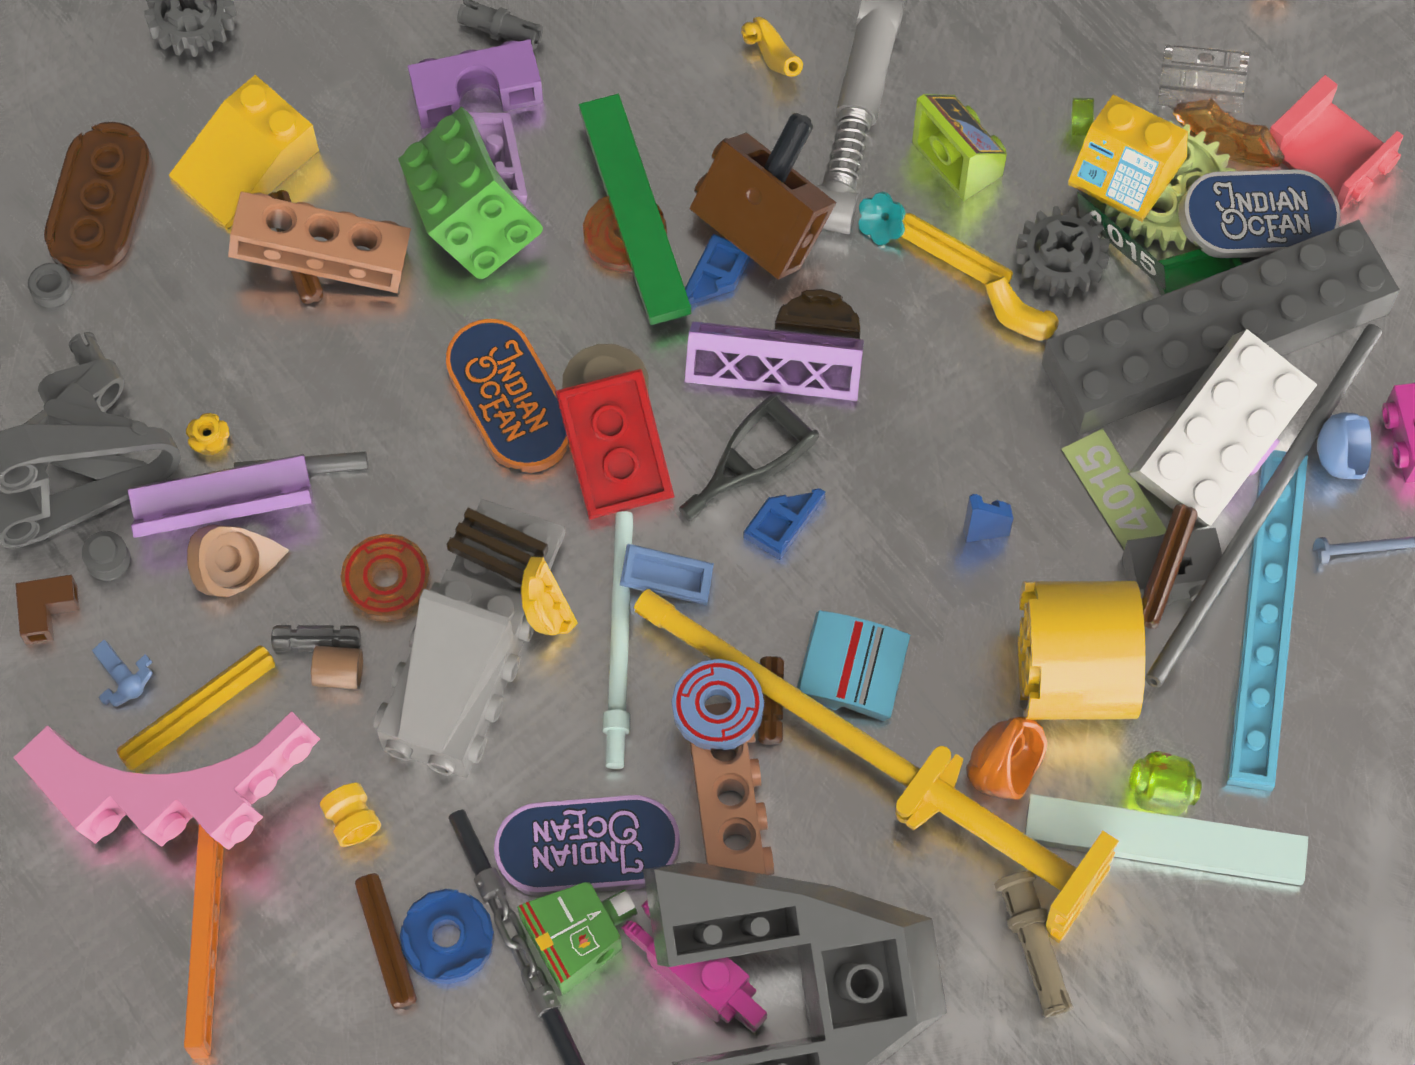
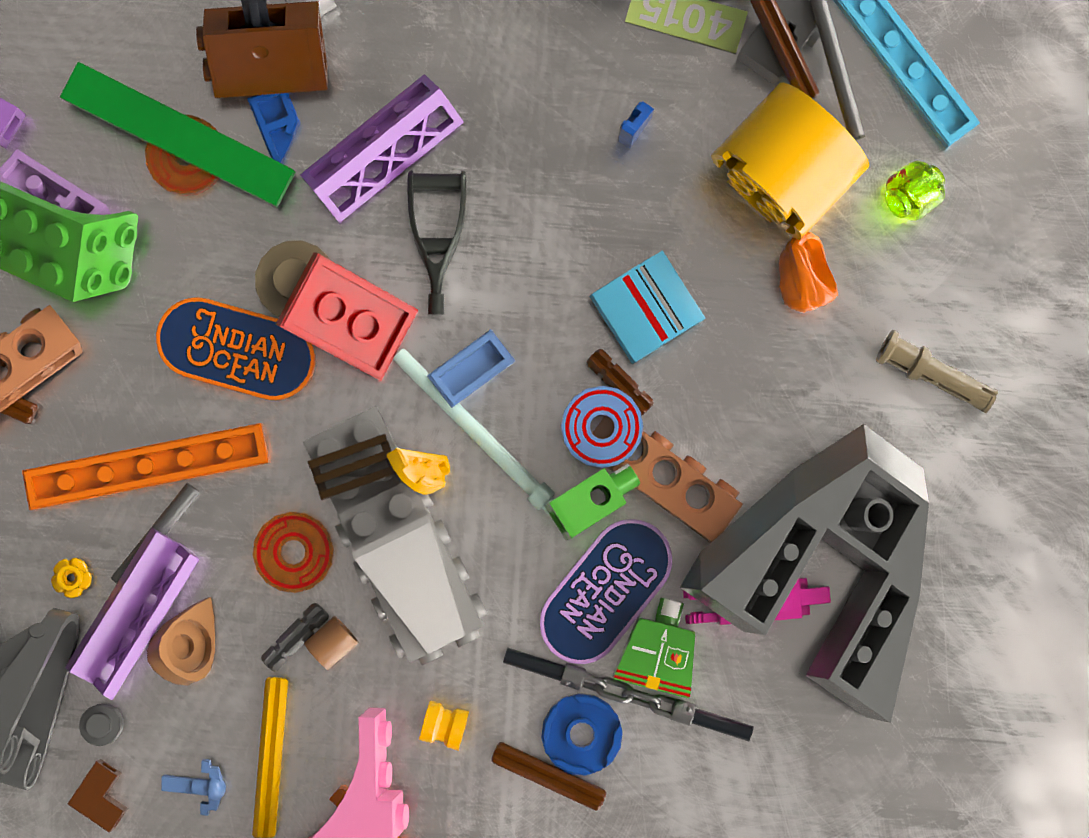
camera: 50 degrees left, 20 degrees up
(351, 413) = (145, 466): none -> orange tile
(646, 747) = (575, 509): none -> bright green torso
(782, 520) = (502, 255): blue tile -> none
(819, 313) = (375, 83): dark brown tile -> none
(928, 788) = (780, 343): yellow piece -> none
(1169, 839) = (947, 224): light aqua tile -> none

